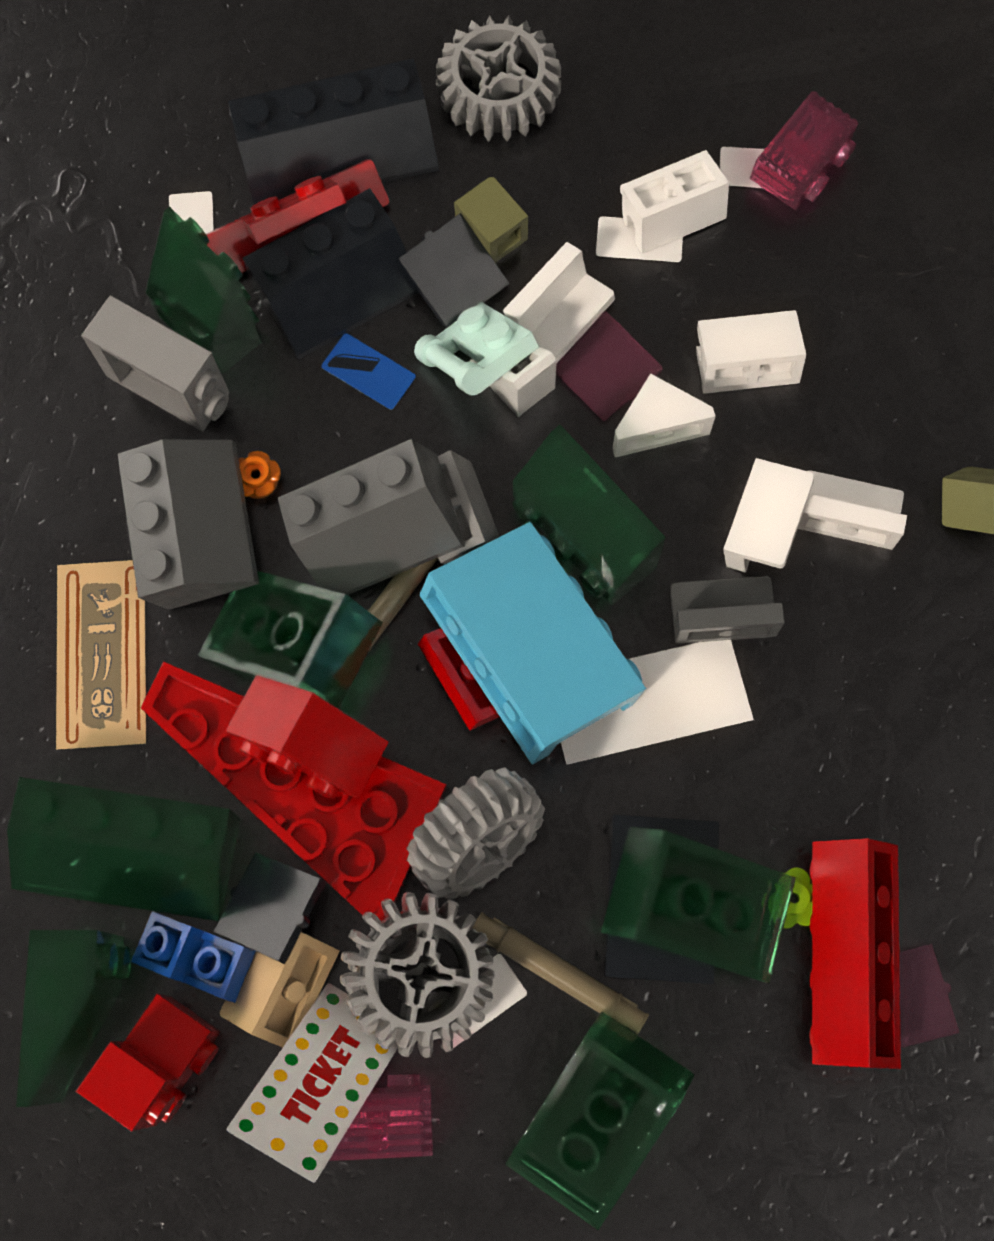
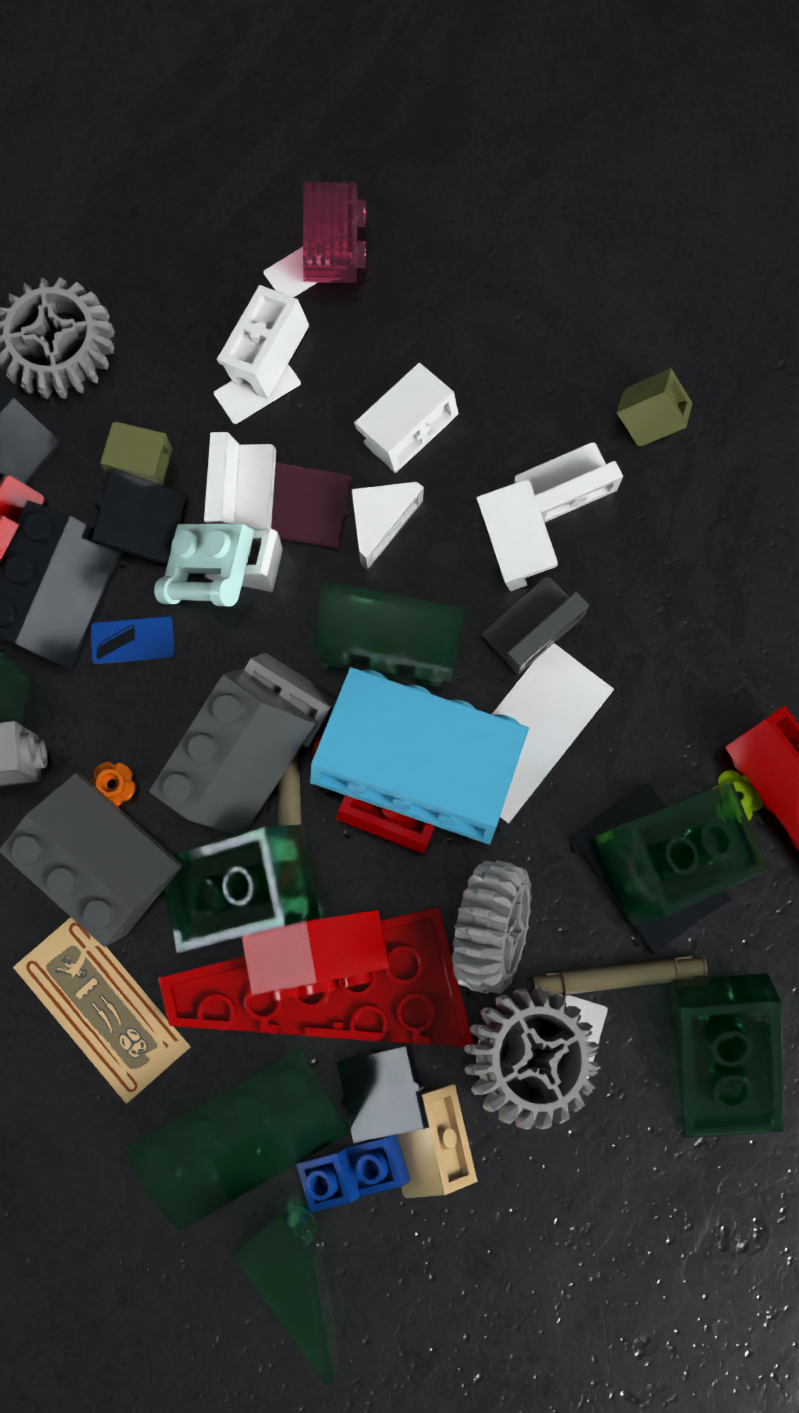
camera: 40 degrees left, 5 degrees up
(144, 1075) = (388, 1284): red brick -> none
(313, 1088) = (521, 1197): white sticker -> none
(392, 1122) = (576, 1180): clear pink brick -> none

